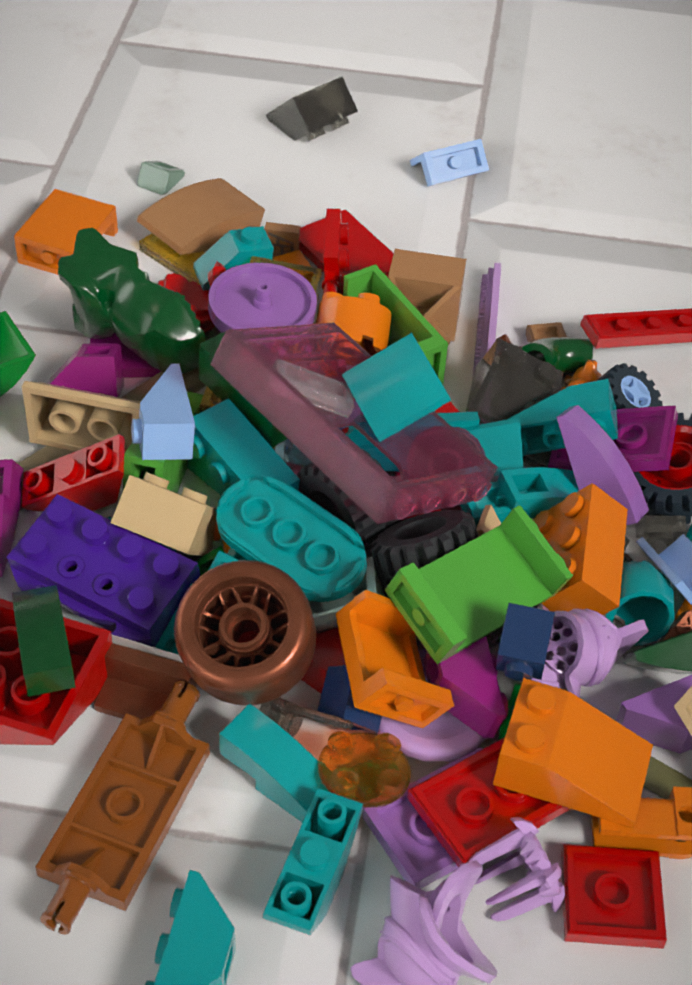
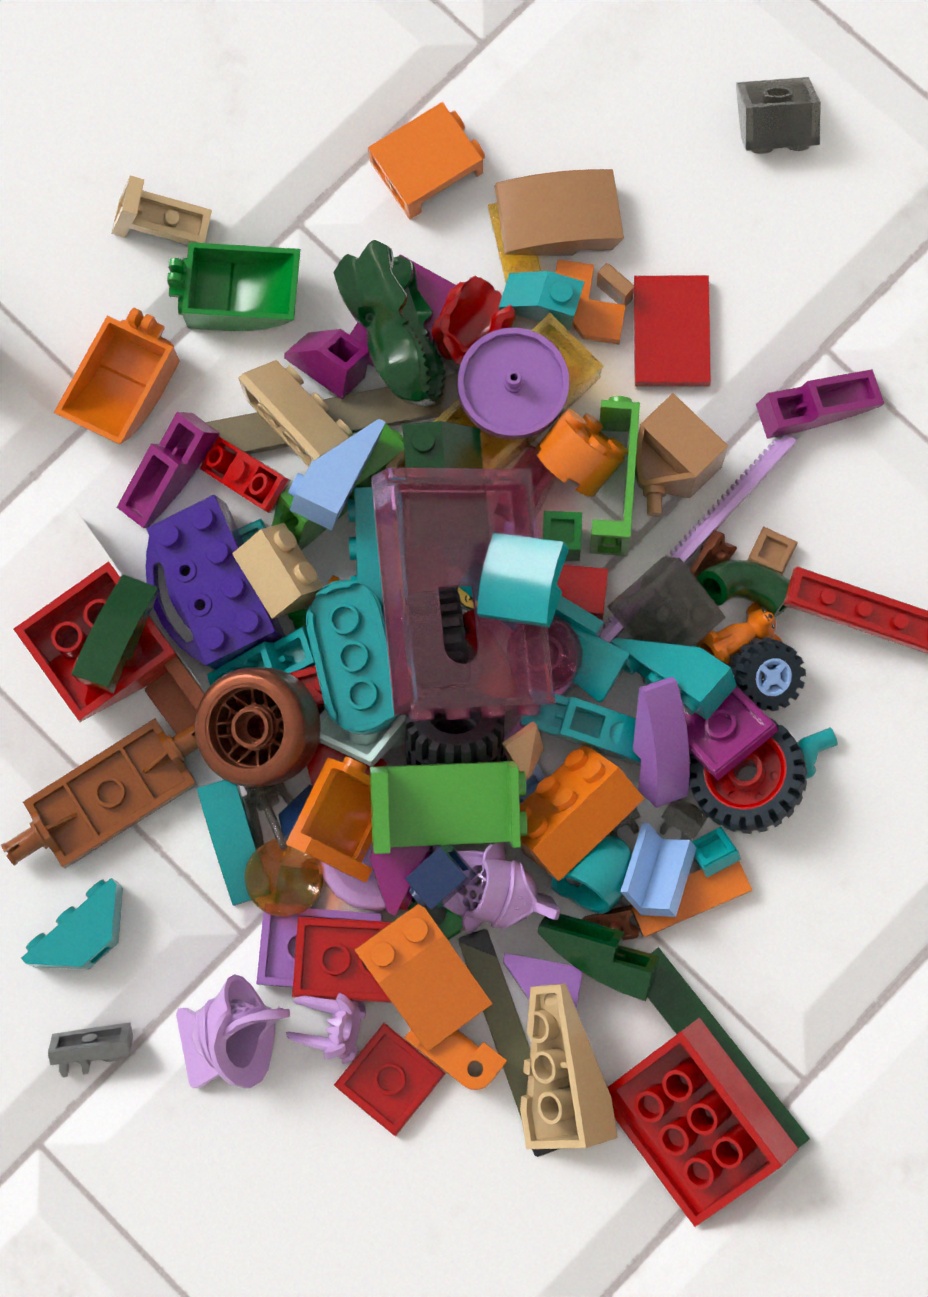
camera: 45 degrees right, 30 degrees up
(159, 176) = (569, 118): sand green slope -> none
(315, 863) = (194, 928): teal slope -> none
(317, 388) = (448, 541): clear tile -> none
(335, 256) = (628, 353): red plate -> none
(452, 162) = (865, 267): light blue panel -> none
(494, 240) = (819, 403): none -> magenta slope

